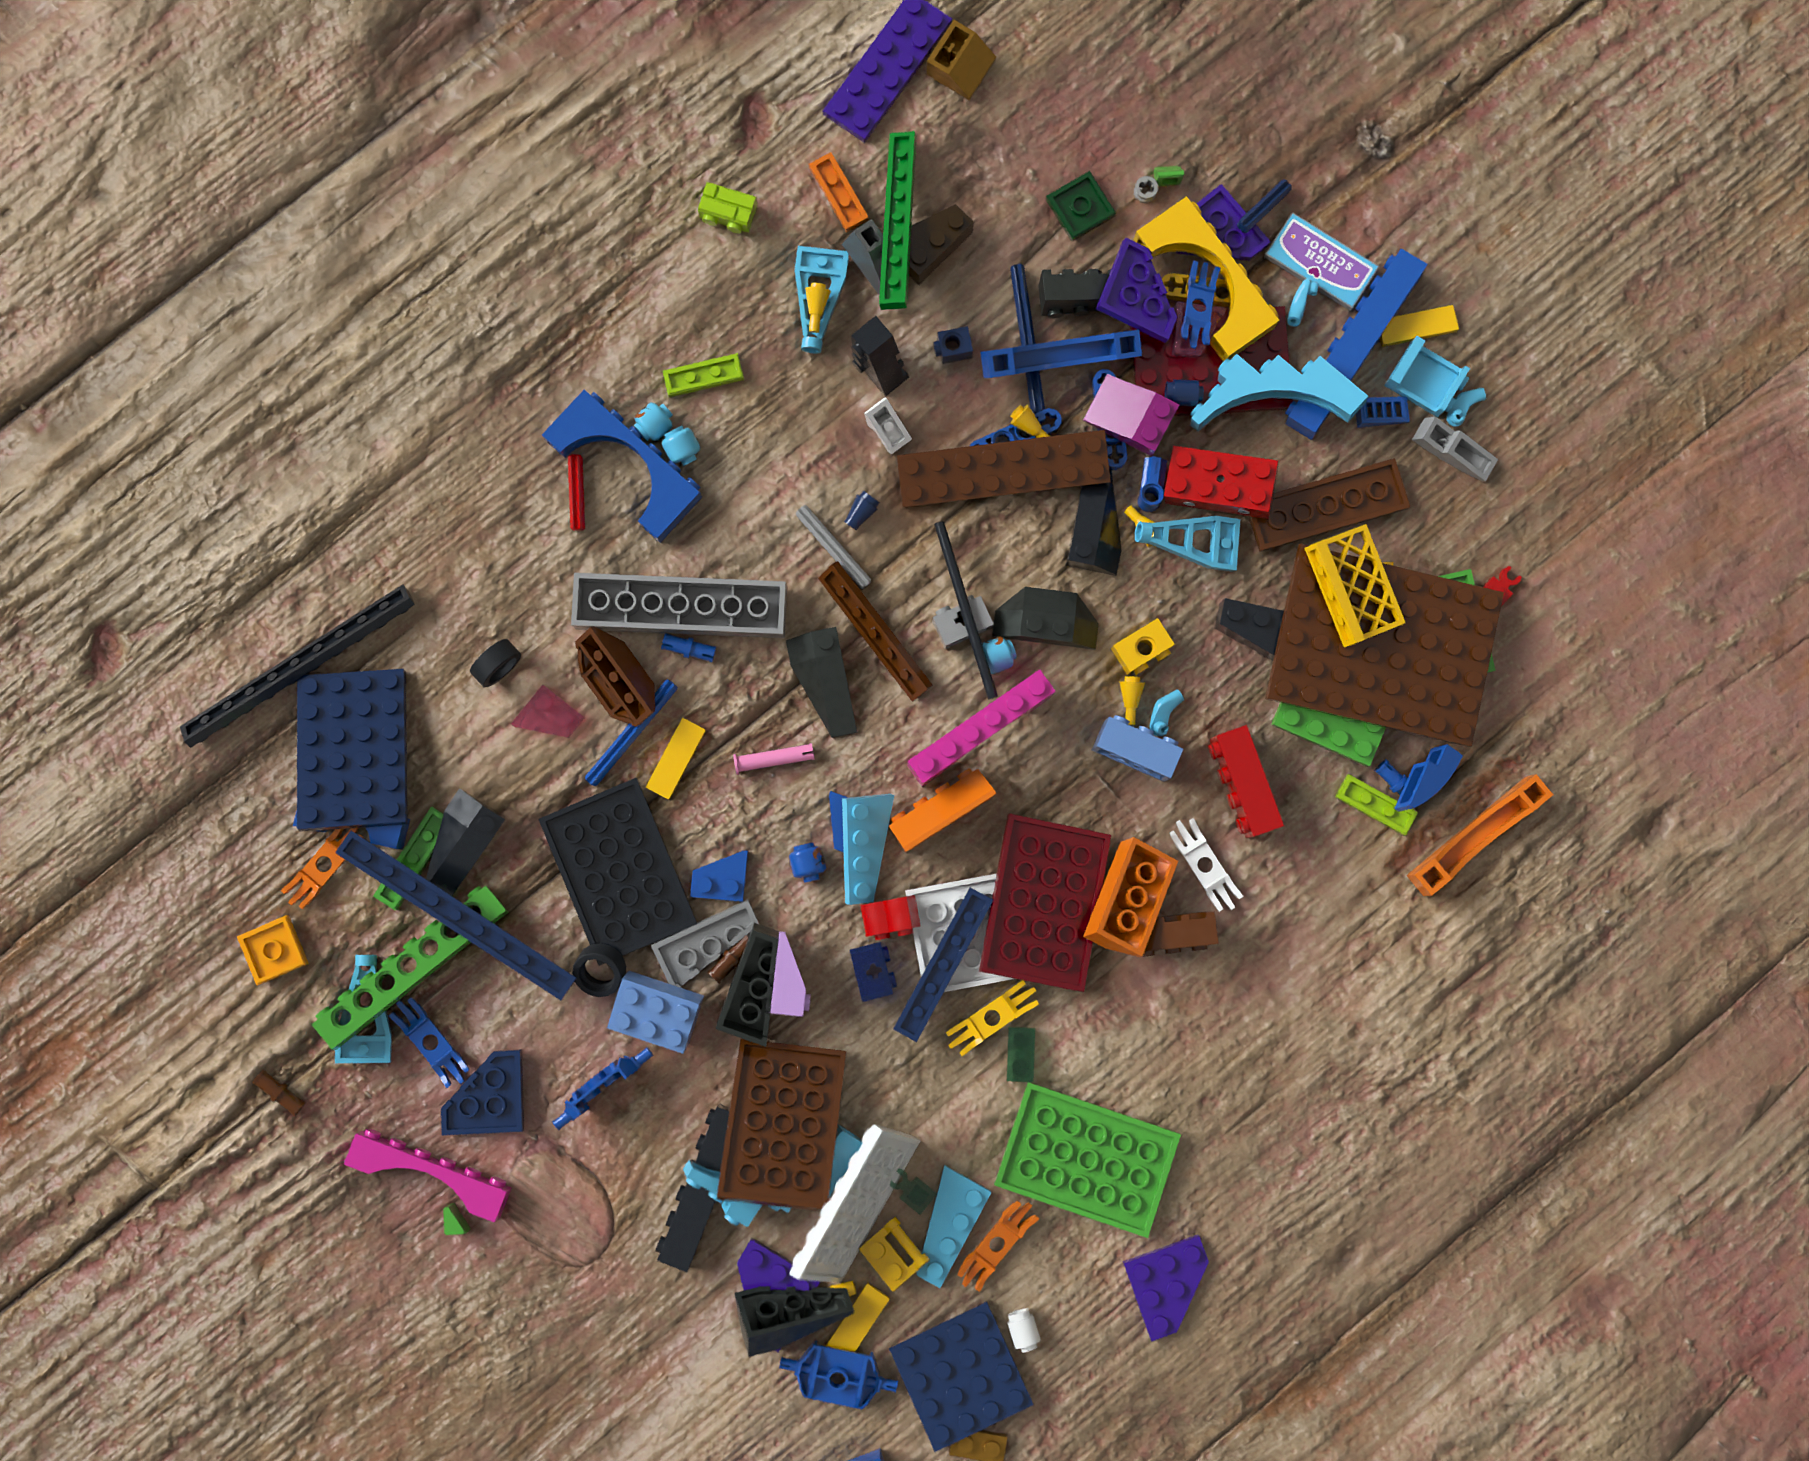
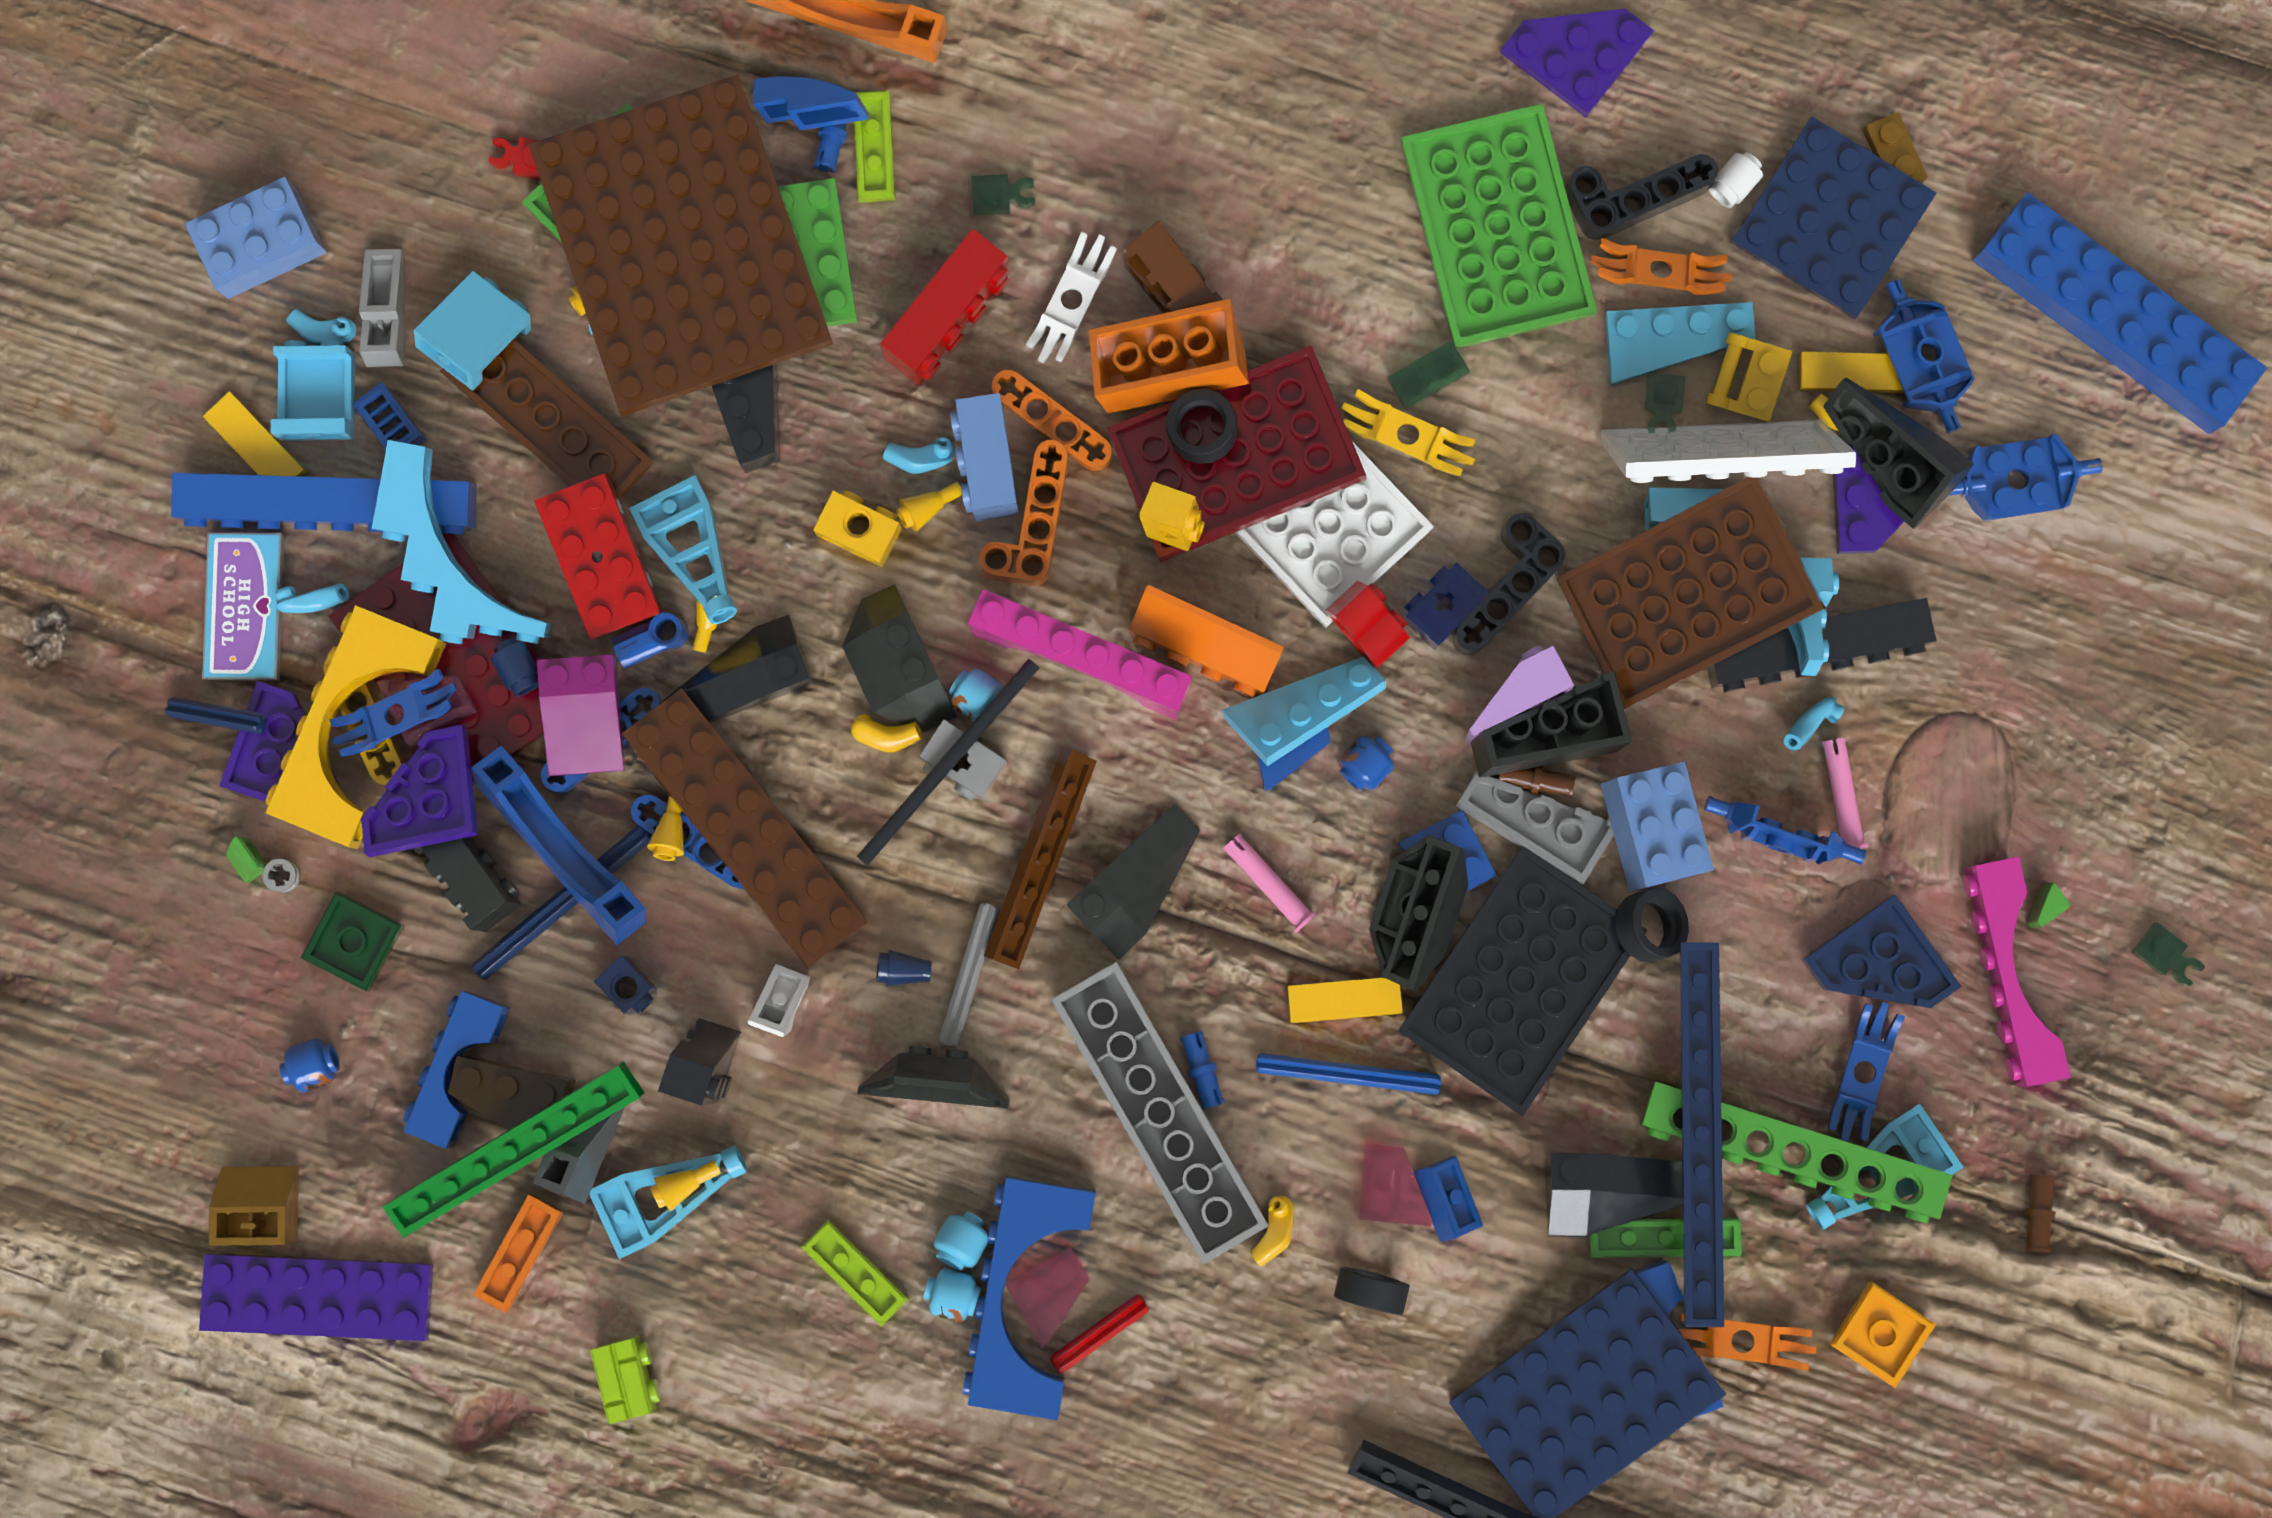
camera: 120 degrees left, 0 degrees up
(381, 1276) = (2164, 952): none -> clear green plate
(520, 745) = (1448, 1199): none -> blue slope
(563, 628) = (1278, 1232): none -> yellow arm
(601, 1141) = (1844, 793): none -> bright pink pin
(615, 676) = (1295, 1132): reddish brown wedge -> none
(619, 478) = (1049, 1292): none -> clear pink wing
(659, 1150) = (1810, 720): none -> medium azure arm
(697, 834) = (1418, 910): none -> pearl dark grey wedge
(715, 1404) = (2048, 474): none -> blue plate
(783, 490) = (935, 1079): none -> pearl dark grey wedge
(858, 1013) = (1504, 592): none -> black beam
(943, 964) = (1384, 526): dark blue plate -> none
(989, 245) = (436, 1114): none -> blue arch
(1005, 585) = (884, 737): none -> yellow arm
(1023, 139) = (309, 1065): none -> blue head
(1028, 833) = (1171, 517): none -> yellow brick
(1052, 1266) = (1643, 191): none -> black beam
(1086, 757) = (1034, 513): none -> orange beam
(1094, 885) = (1189, 401): none -> black tyre
(1138, 808) = (1056, 415): none -> orange beam
(1300, 860) = (994, 194): none -> clear green plate
(1338, 597) = (659, 327): yellow fence -> none
(1409, 491) = (471, 328): none -> medium azure panel
(1544, 399) = (255, 238): none -> medium blue brick

